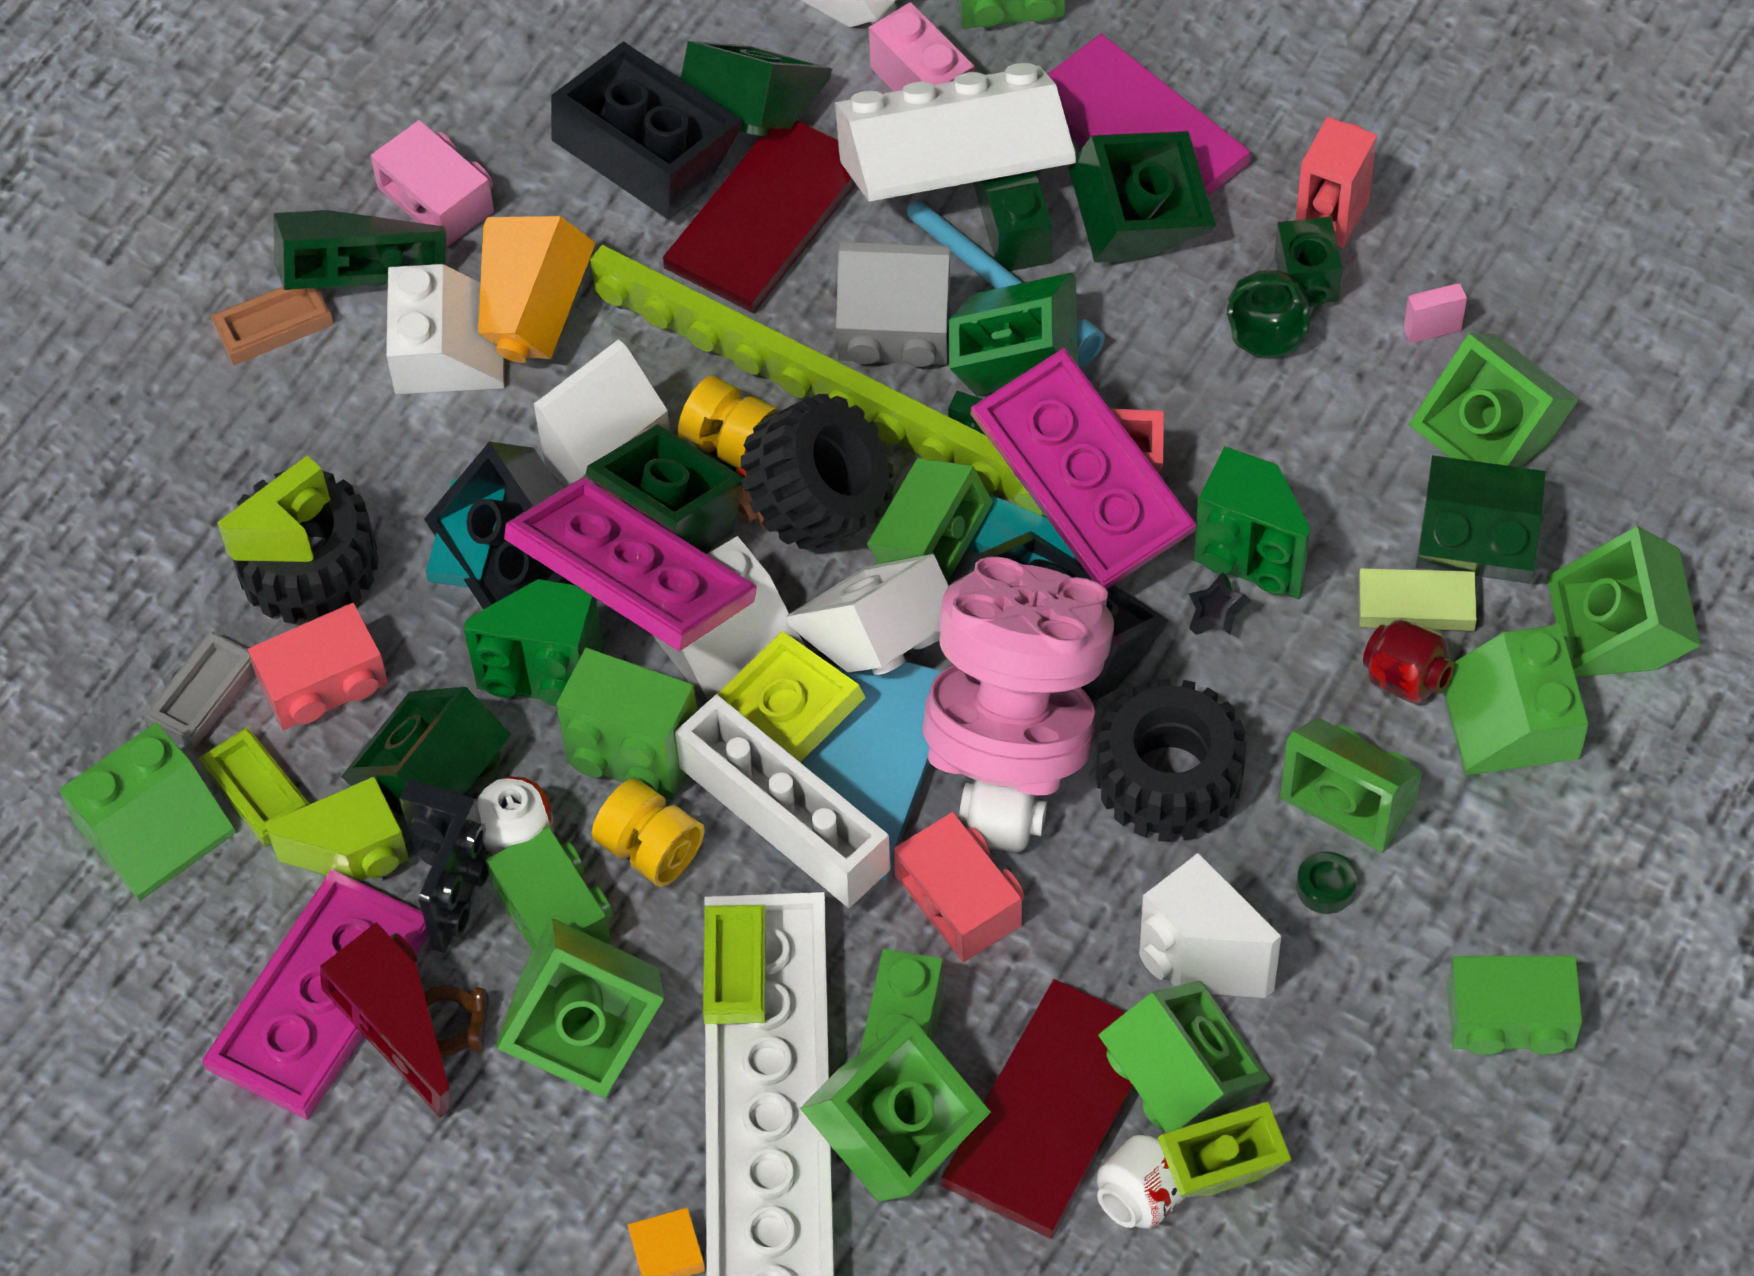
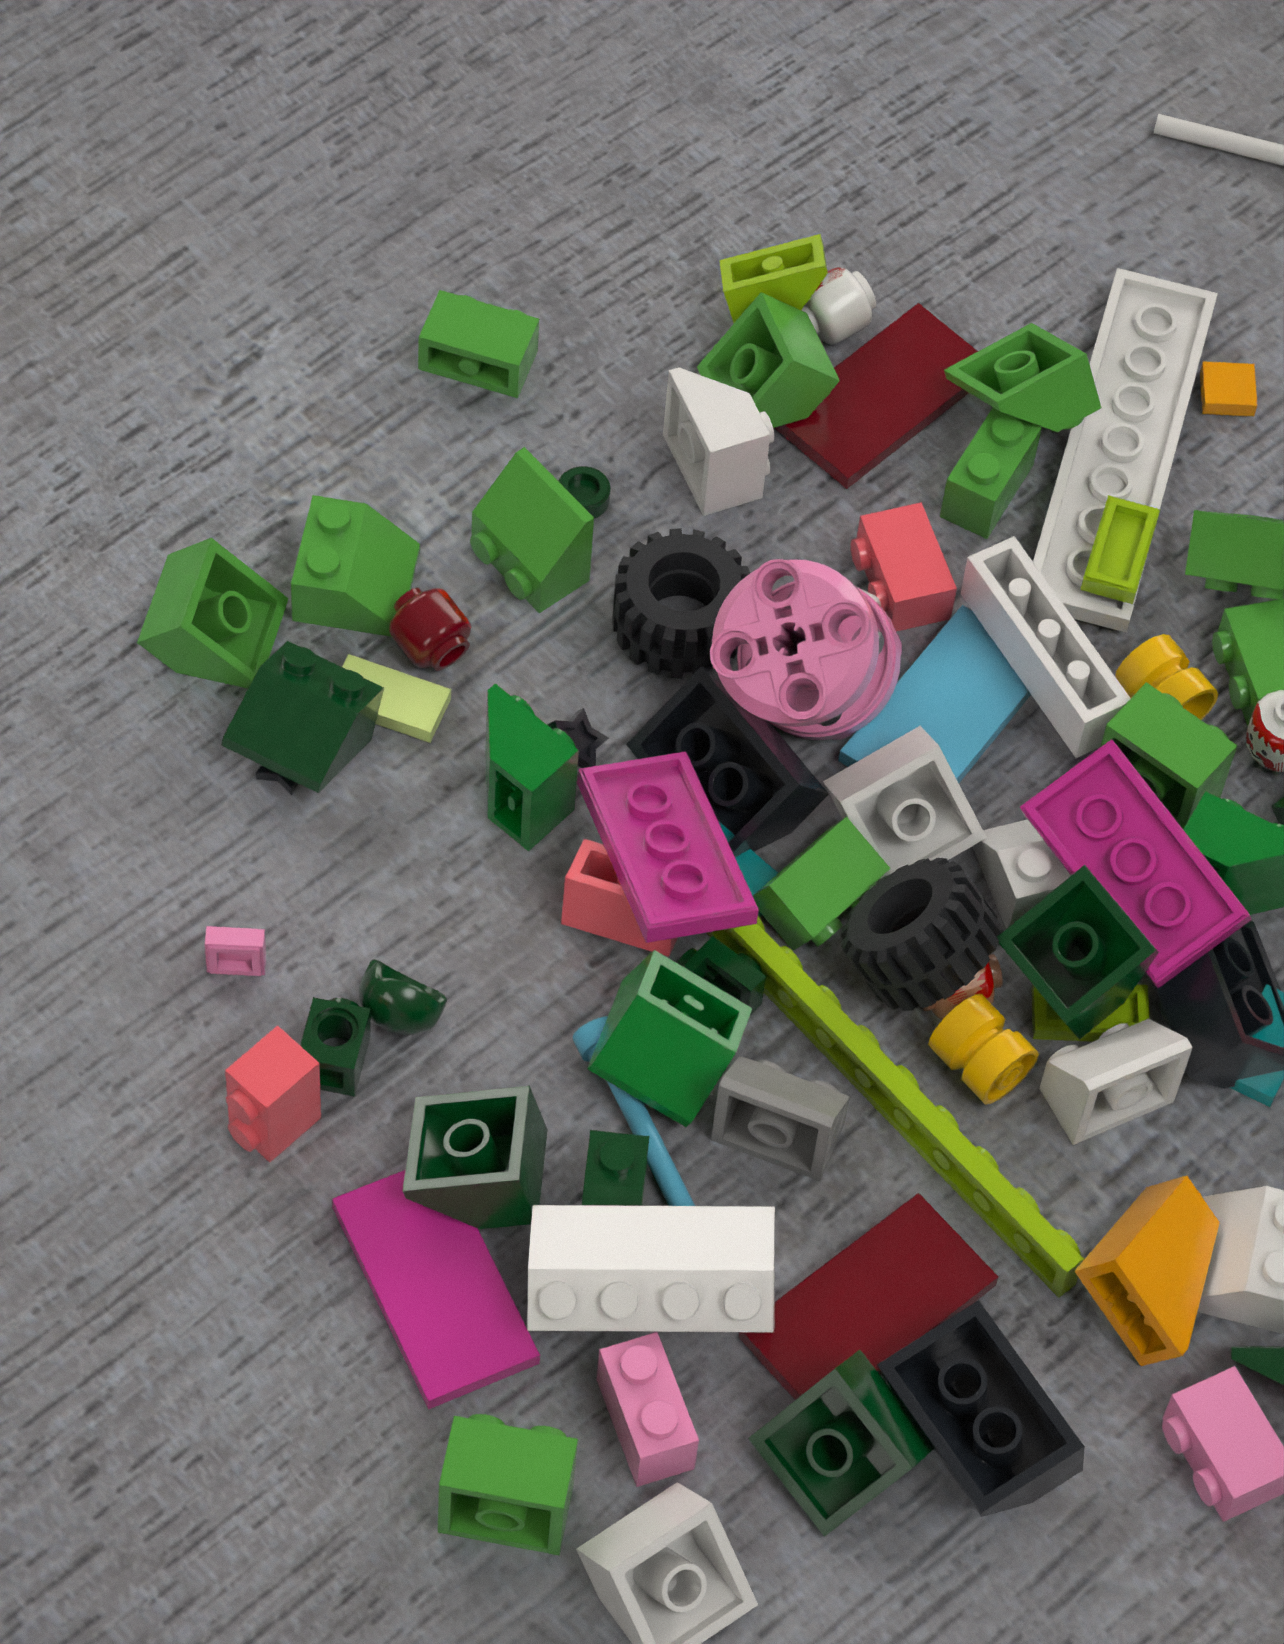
camera: 170 degrees left, 0 degrees up
(792, 695) = (1006, 757): neon yellow plate -> none
(1492, 405) = (227, 835): bright green slope -> none

